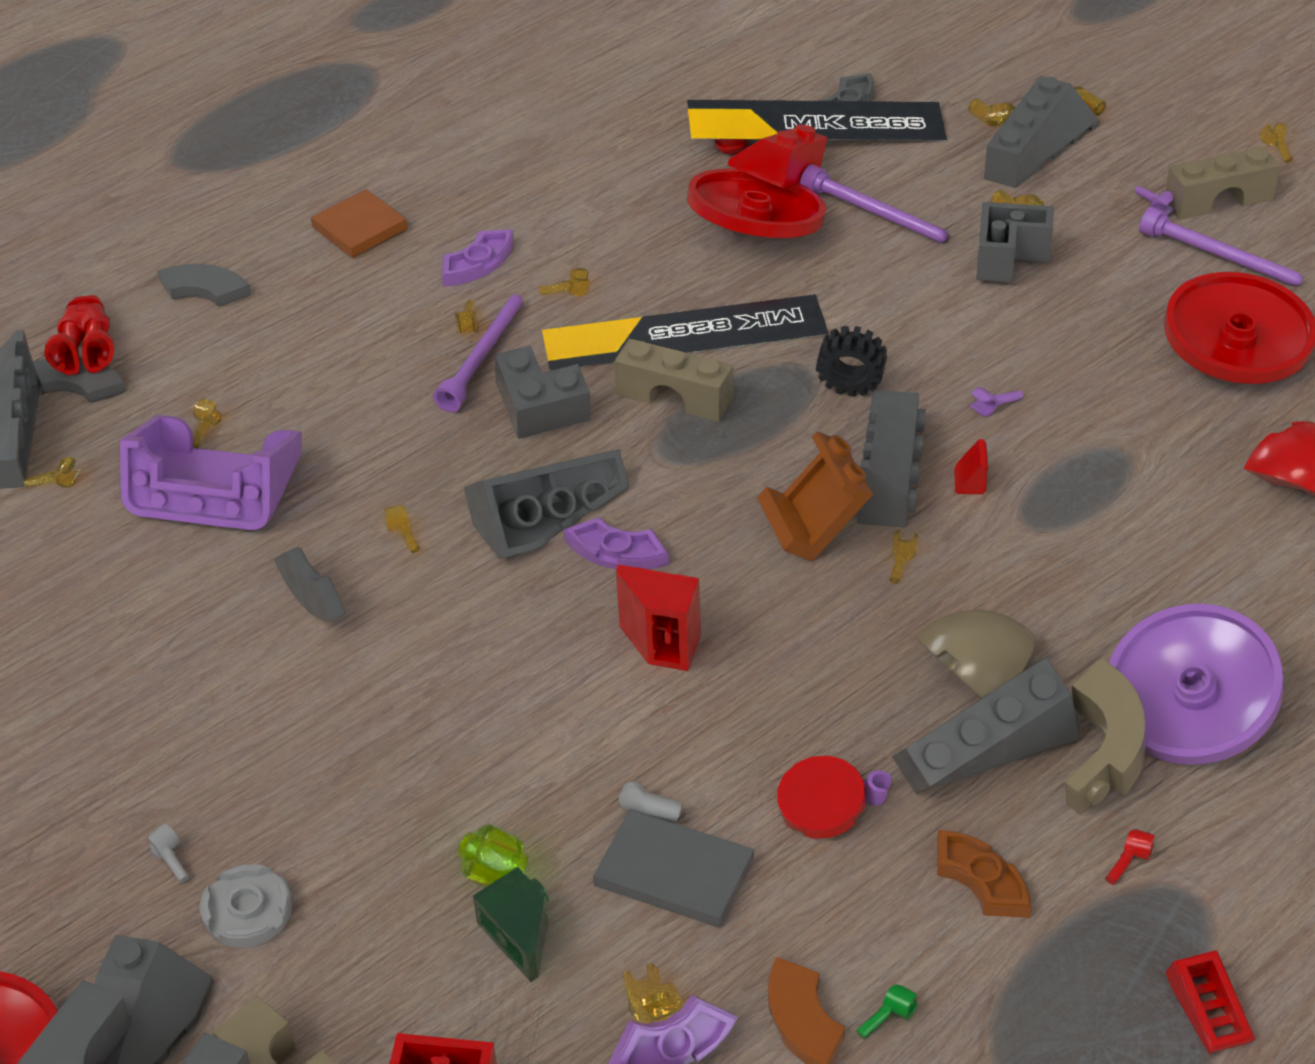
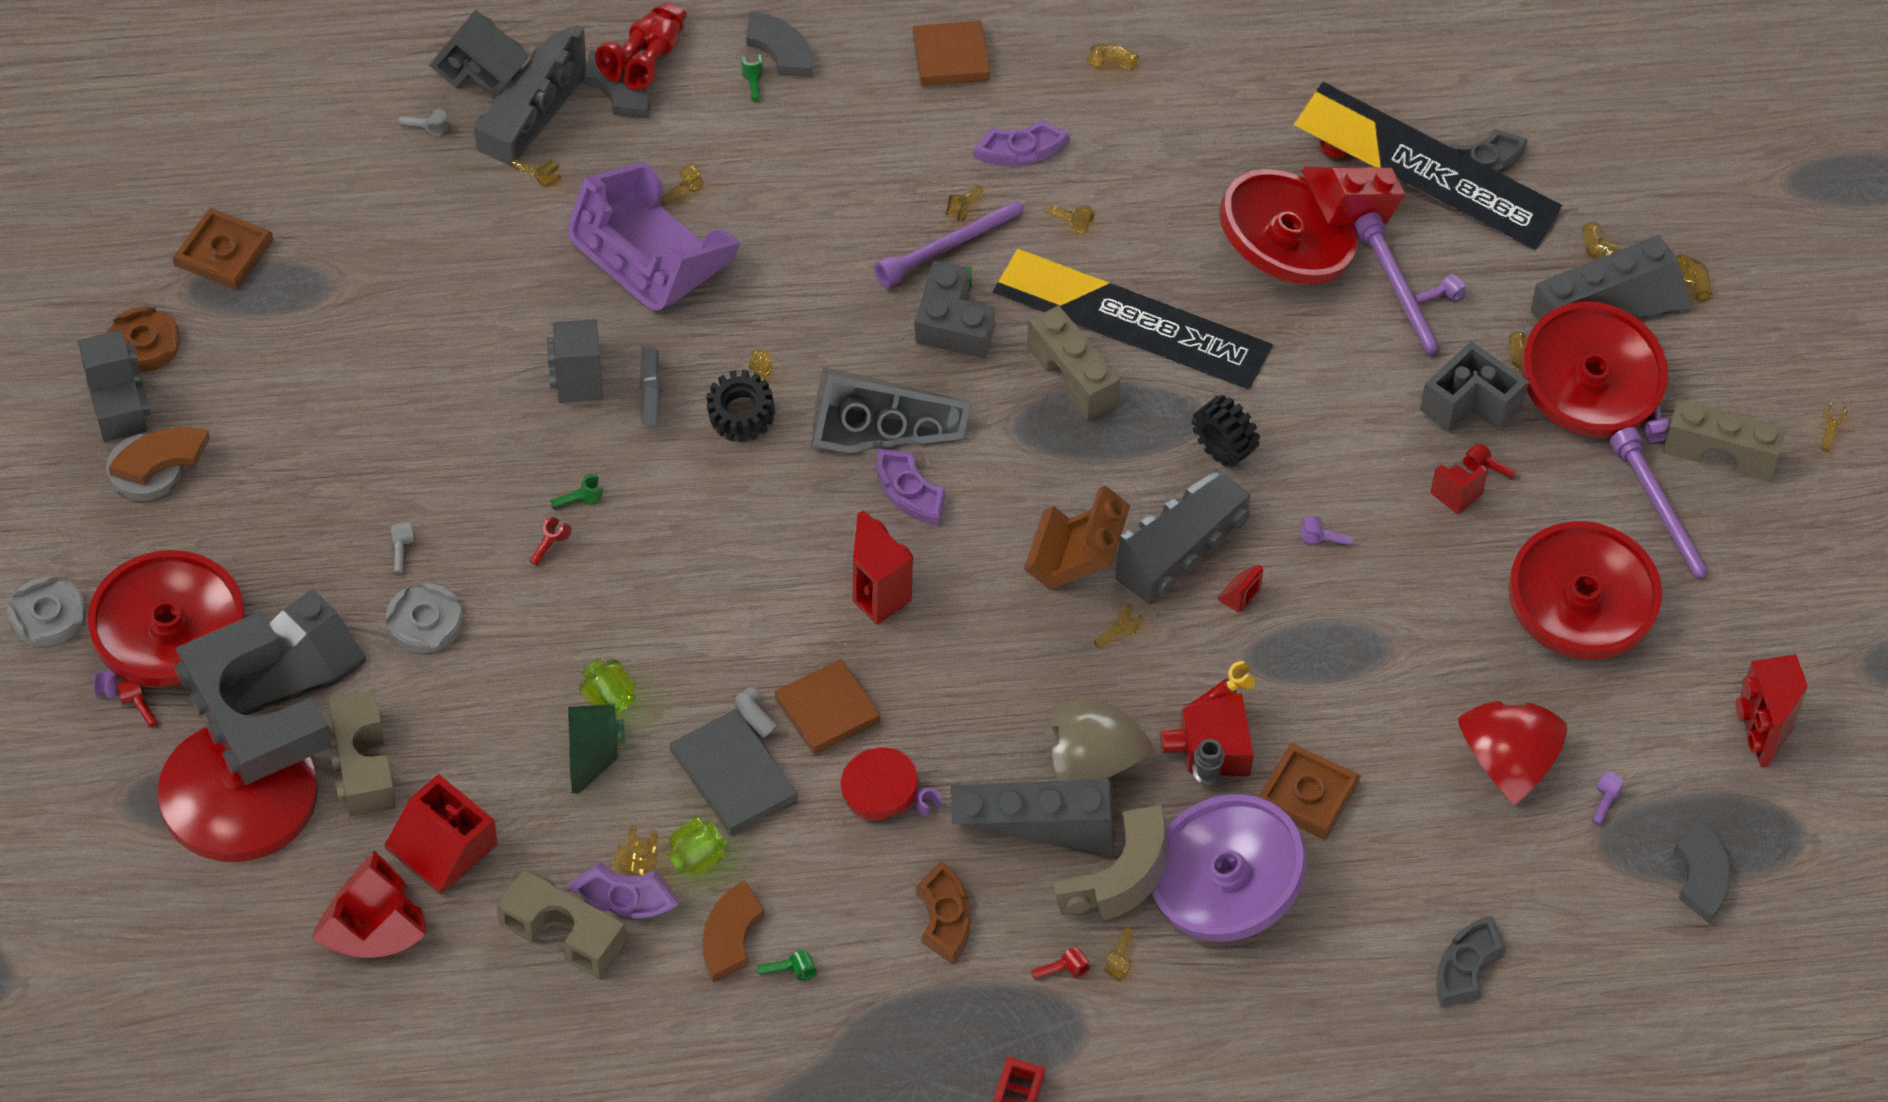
camera: 30 degrees right, 10 degrees up
(195, 313) = (752, 73): none -> green hand
(224, 597) = (575, 361): none -> dark grey brick
(318, 766) = (549, 538): none -> red hand
(320, 708) = (585, 493): none -> green hand
(413, 576) = (736, 388): none -> black tyre
(501, 162) = (1114, 53): none -> clear yellow arm
(705, 953) = (696, 847): none -> clear neon green head
(709, 761) = (827, 706): none -> dark orange tile
(914, 189) = (1451, 286): none -> medium lavender hand
(1057, 286) = (1480, 455): none -> red hand
(1063, 313) = (1457, 487): none -> red panel
(1068, 585) = (1215, 730): none -> red torso
(1088, 181) = (1594, 369): none -> red dish
(1173, 824) = (1117, 963): none -> clear yellow hand
(1177, 583) = (1310, 790): none -> dark orange tile

